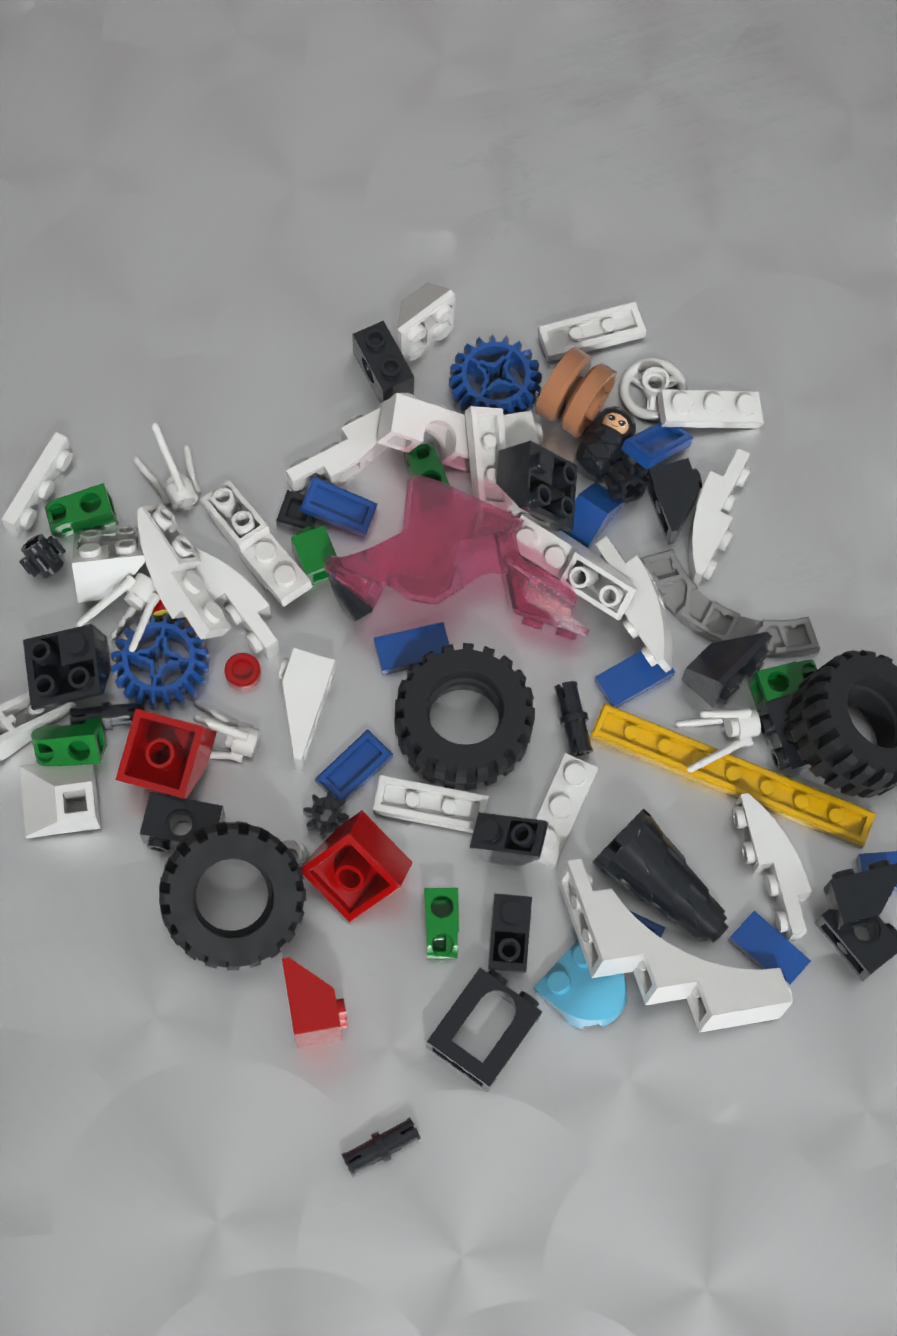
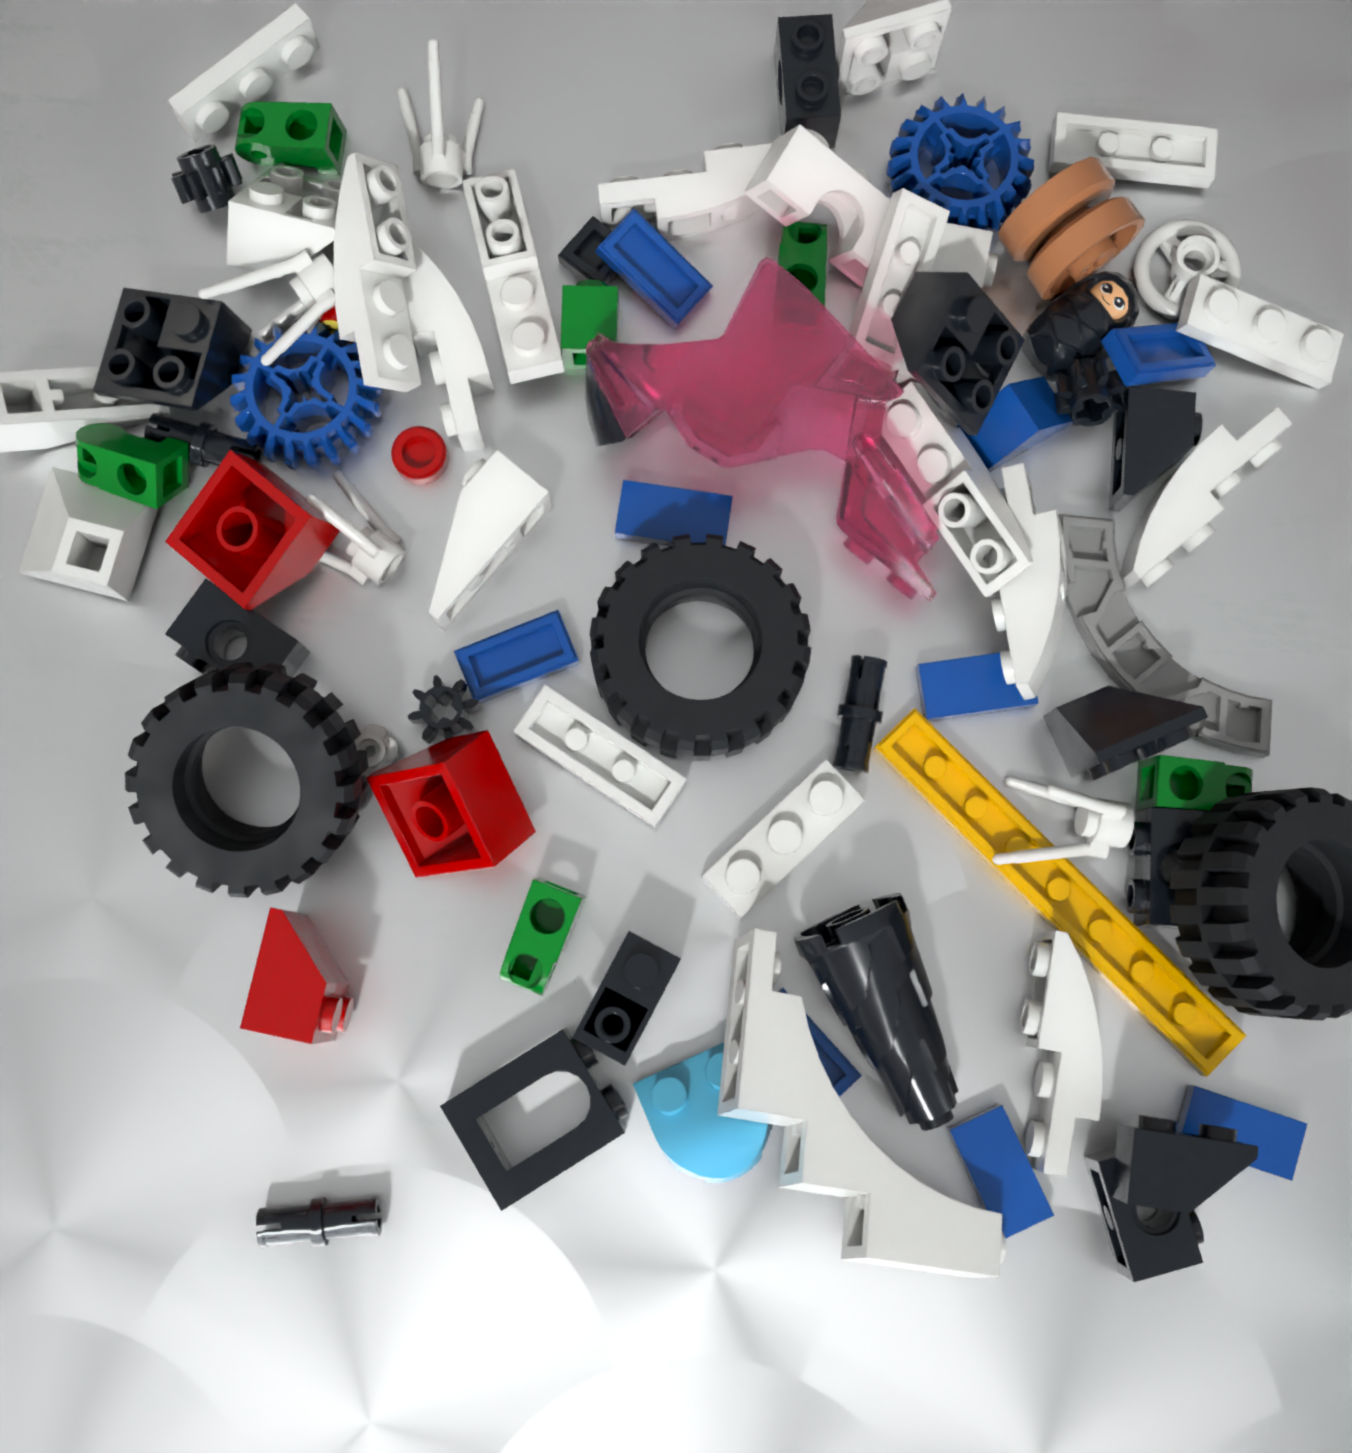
camera: 25 degrees right, 10 degrees up
(508, 839) = (684, 856): black slope -> none

